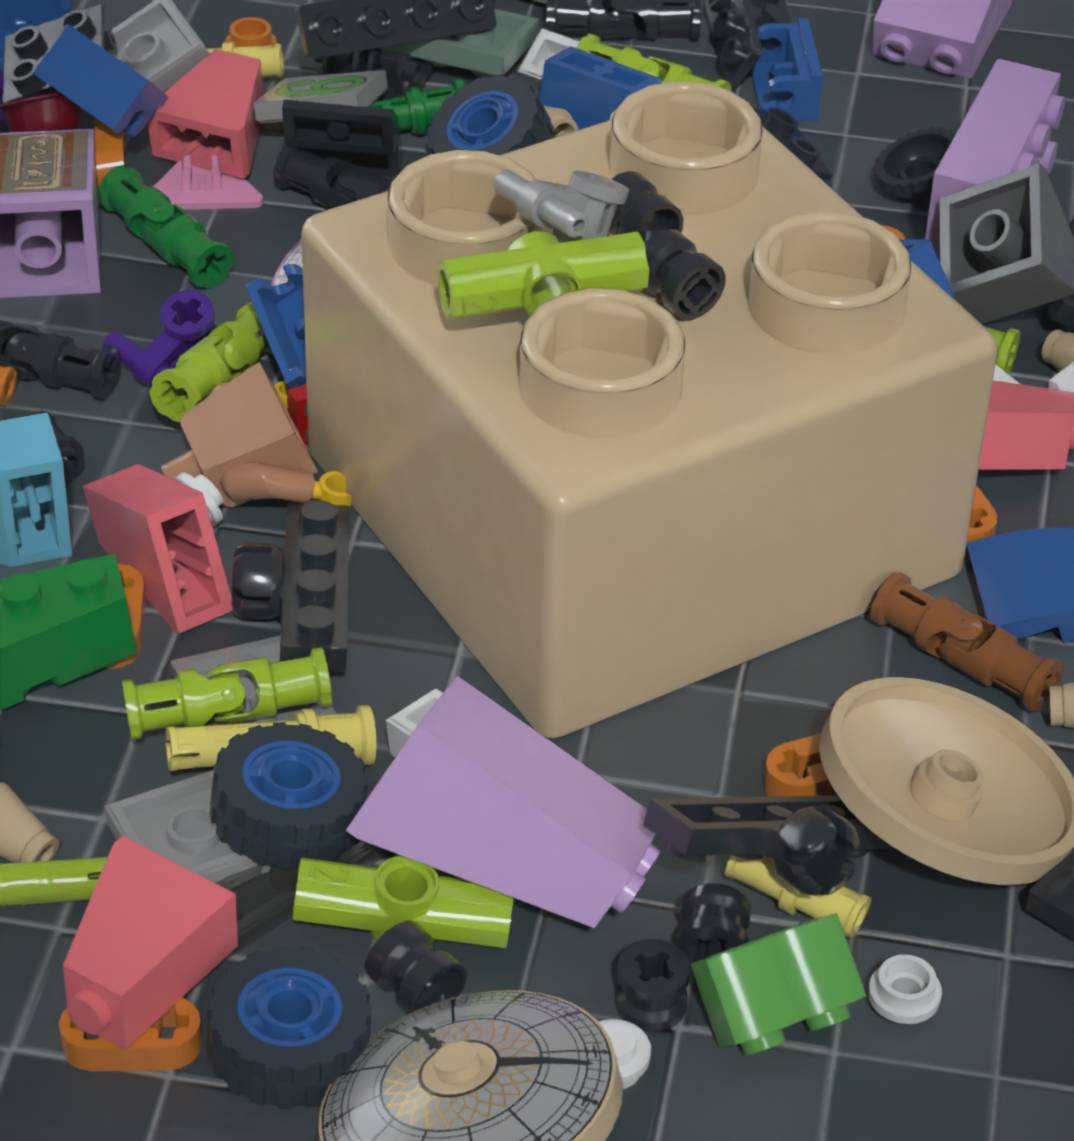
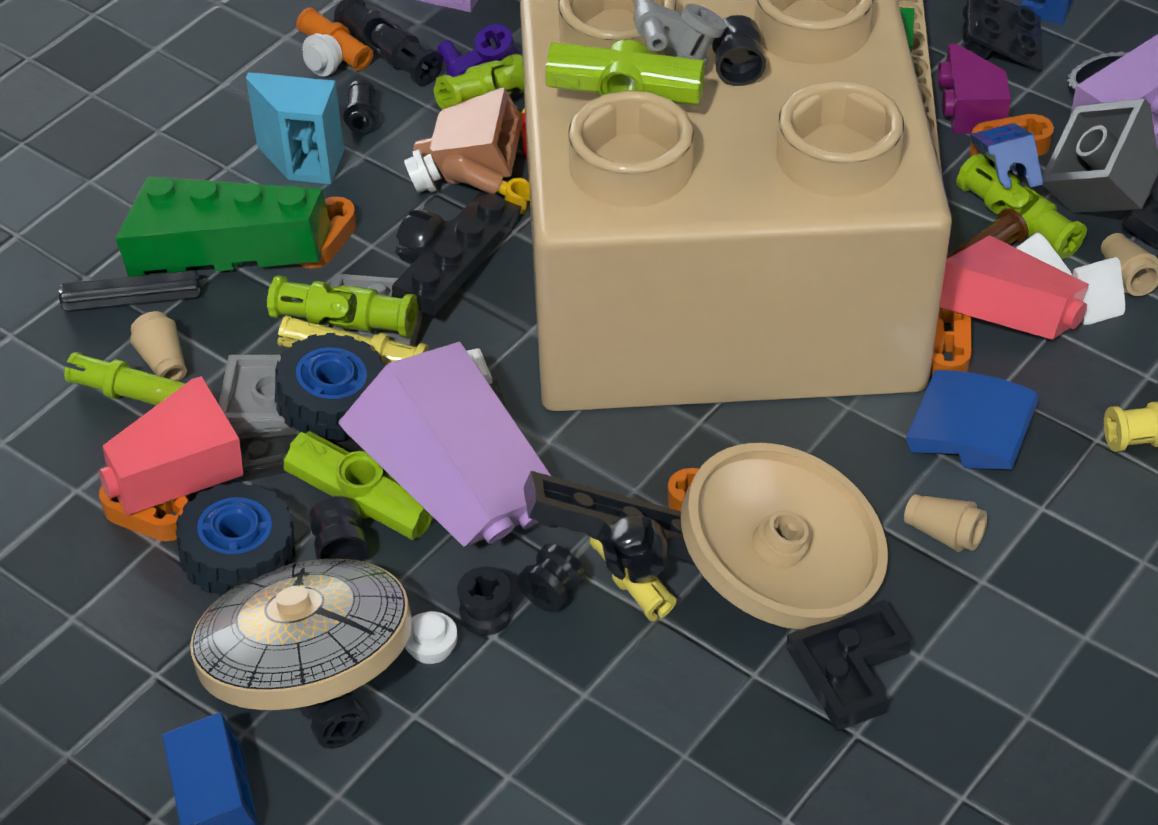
camera: 30 degrees right, 5 degrees up
(167, 538) = (375, 194): coral slope -> none
(682, 277) = (733, 101): black wheel -> none
(779, 982) = (561, 631): bright green brick -> none
(905, 990) = (660, 659): white plate -> none
(966, 641) = (879, 440): dark orange piece -> none

